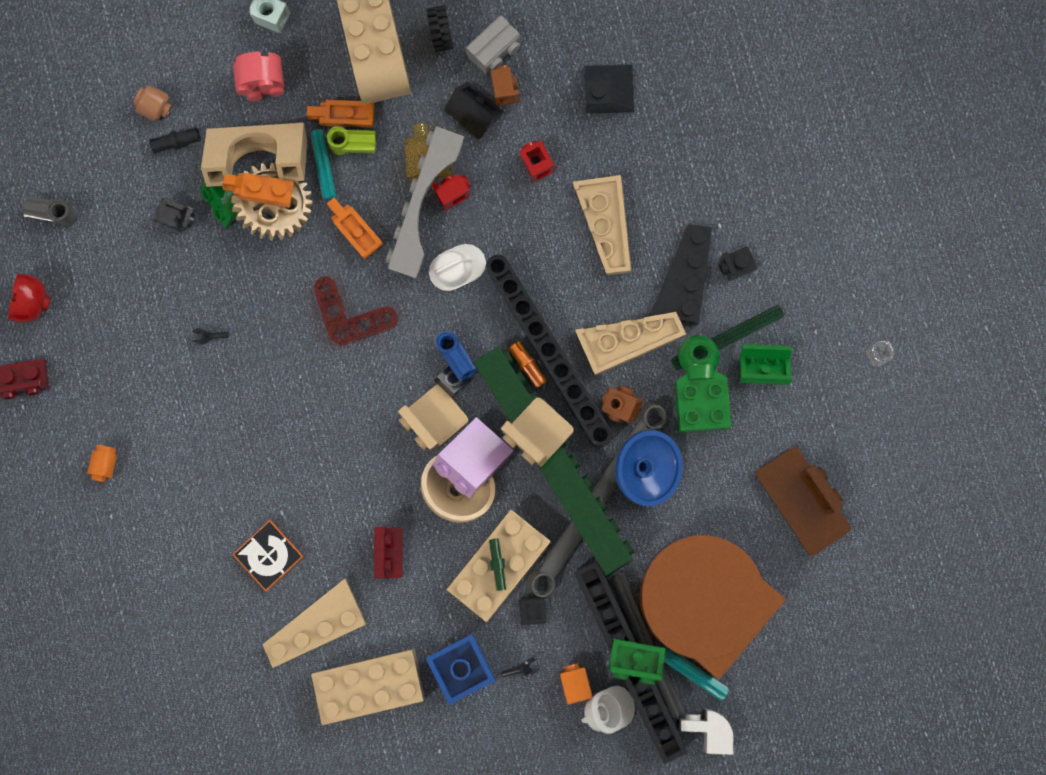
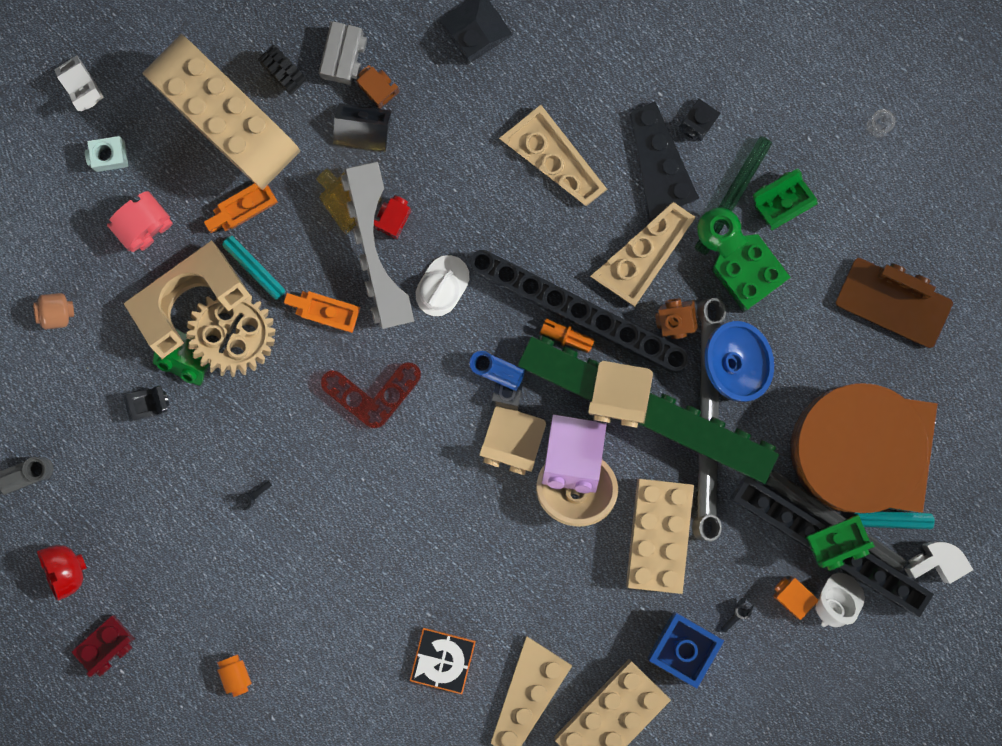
camera: 40 degrees left, 5 degrees up
(175, 140) = (98, 332): black pin -> none
(260, 189) = (216, 329): orange hinge -> none
(355, 141) = (270, 226): lime piece -> none
(388, 552) = (552, 588): dark red bracket -> none
(497, 564) = (661, 536): dark green bar -> none
(532, 611) = (714, 557): black tile -> none
(536, 151) = (464, 139): red brick -> none

